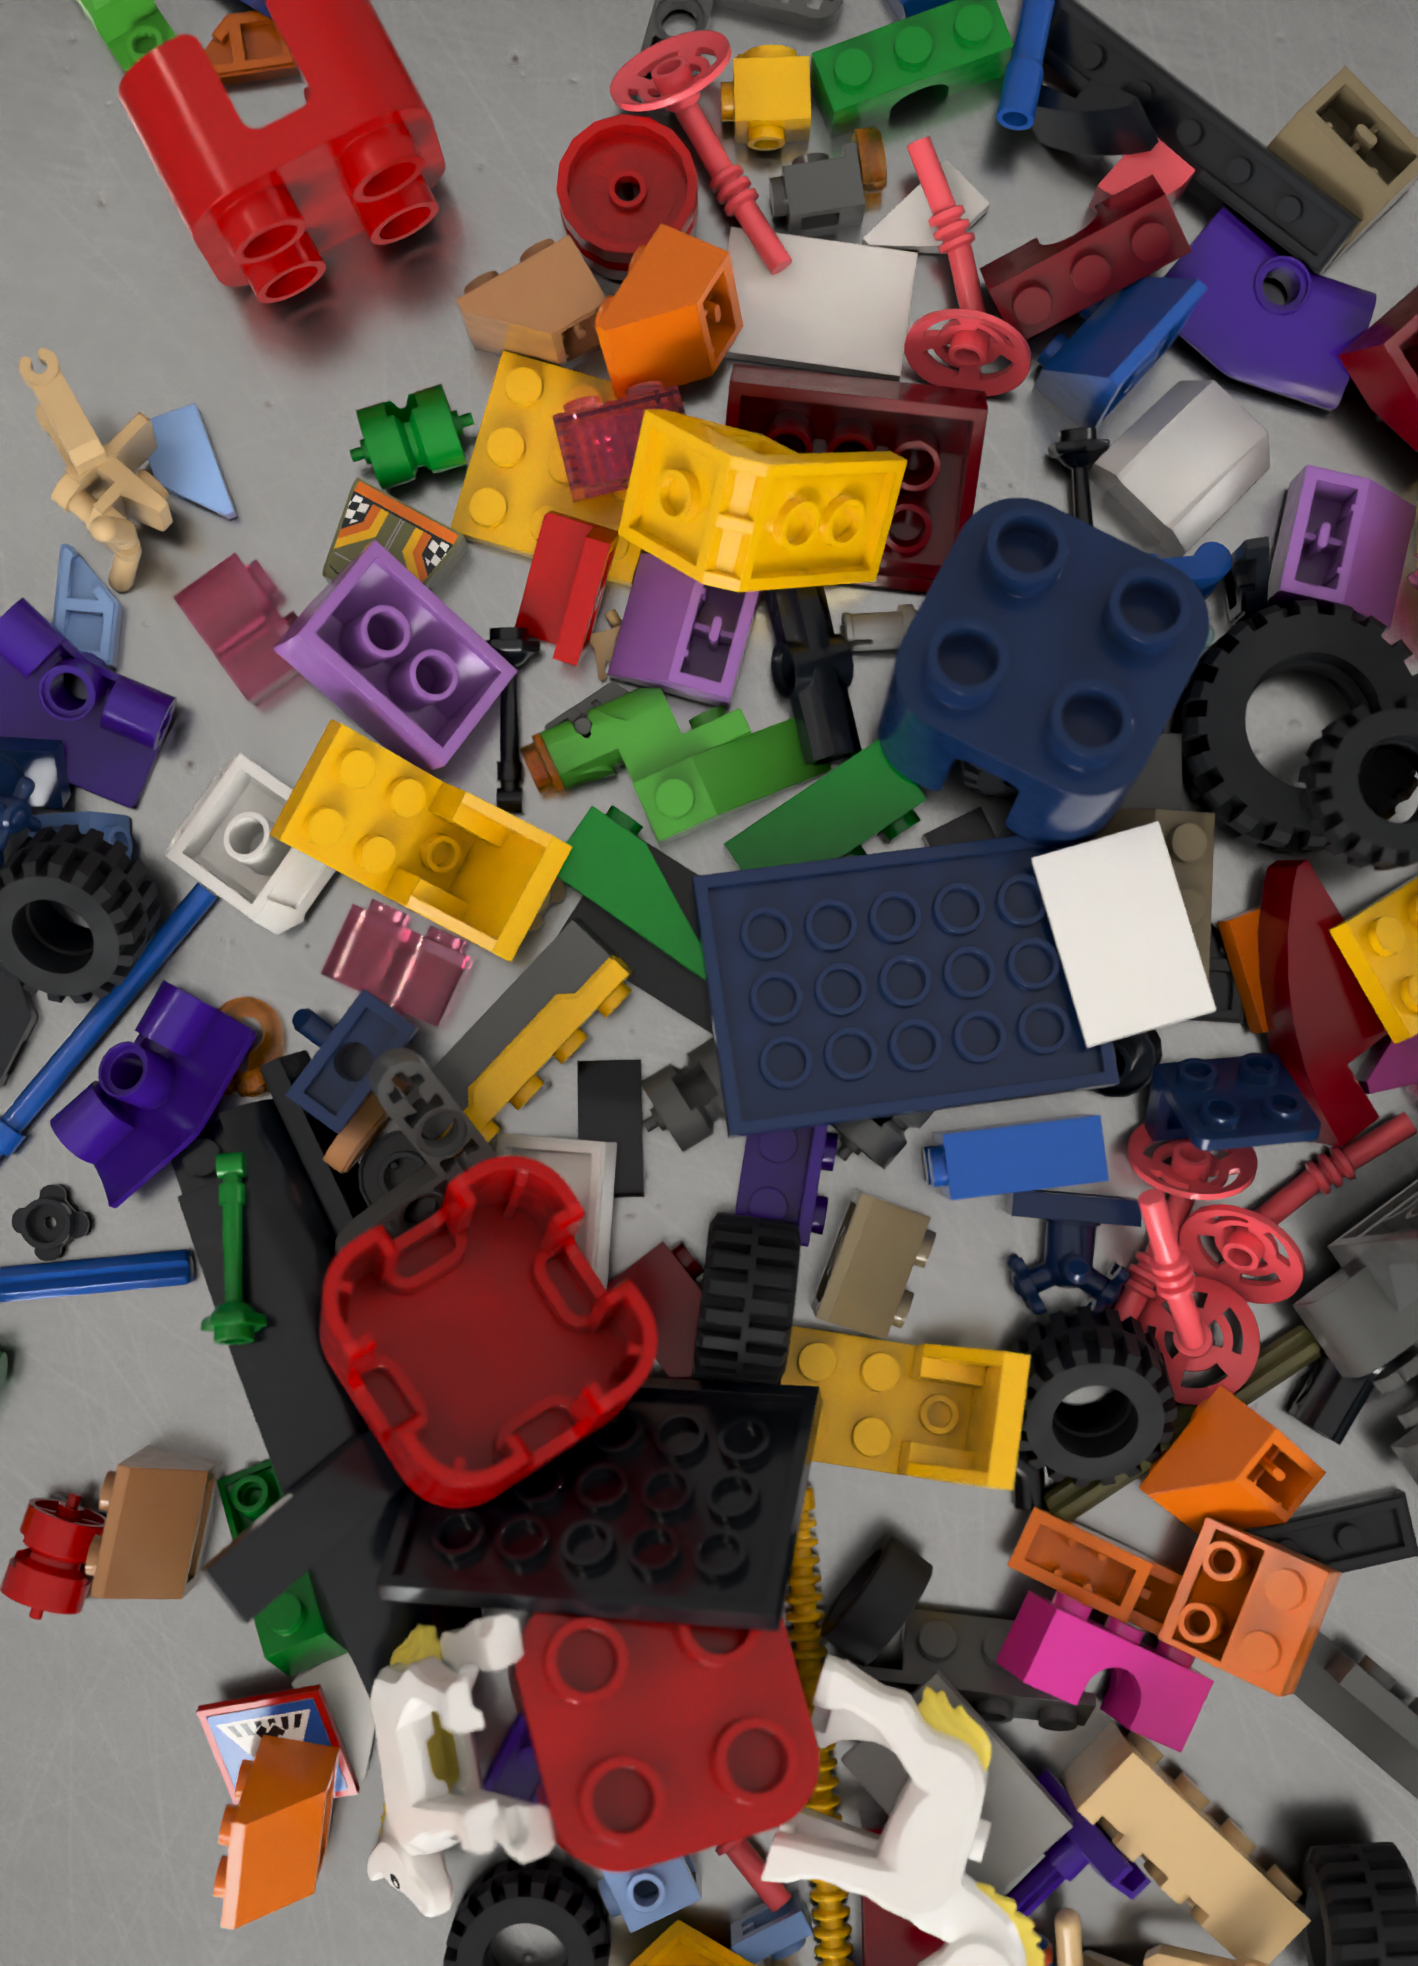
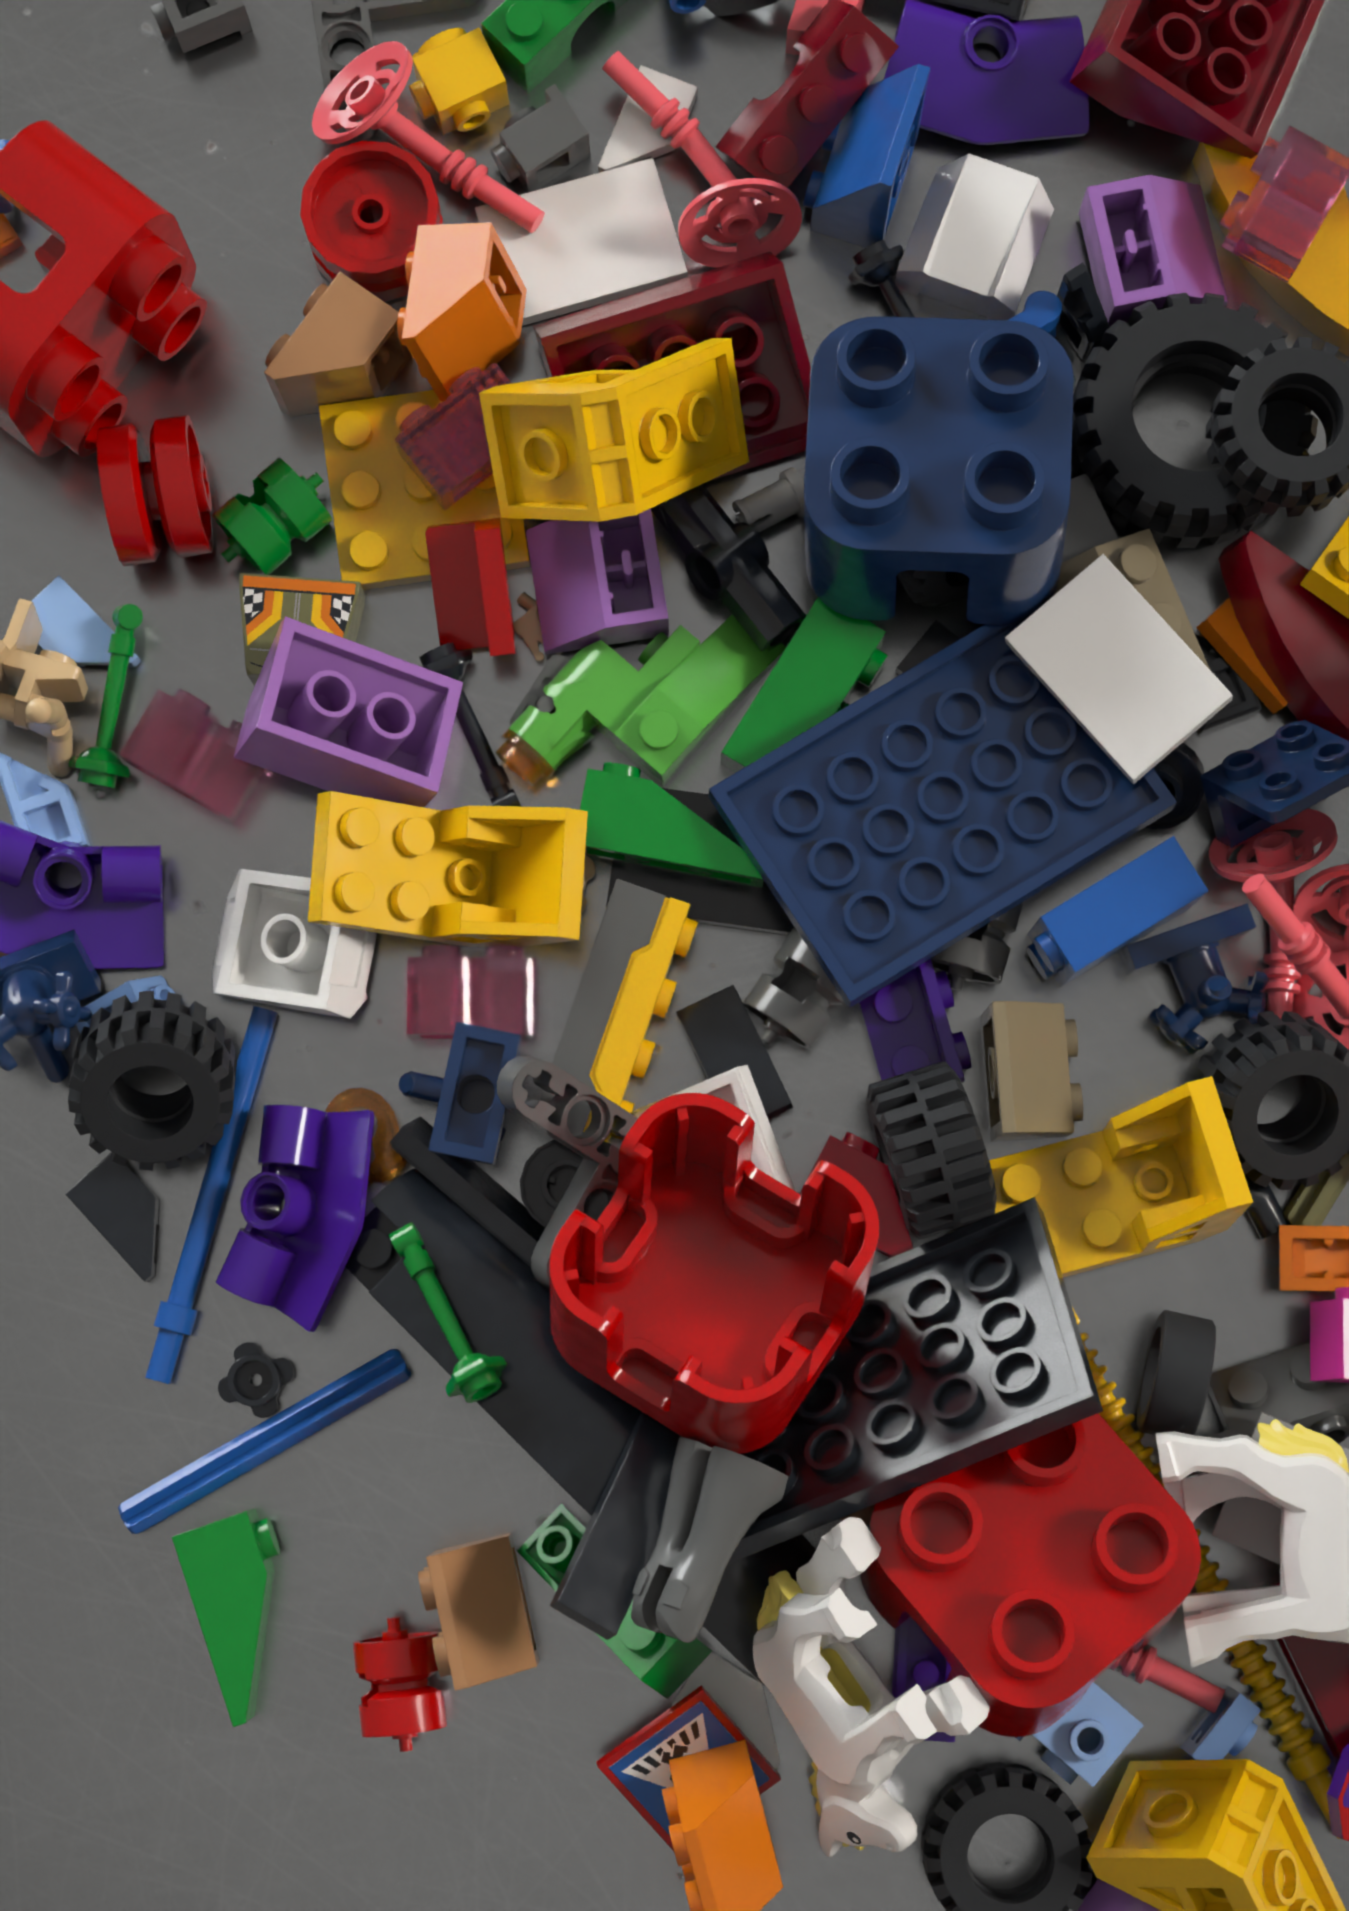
camera: 25 degrees left, 5 degrees down
(154, 595) = (99, 763): none -> green piece
(311, 363) = (144, 491): none -> red wheel
(361, 1132) = (509, 1159): medium nougat tile -> none
(376, 1555) = (705, 1516): none -> dark grey piece
(871, 158) = (575, 92): clear orange tile -> none

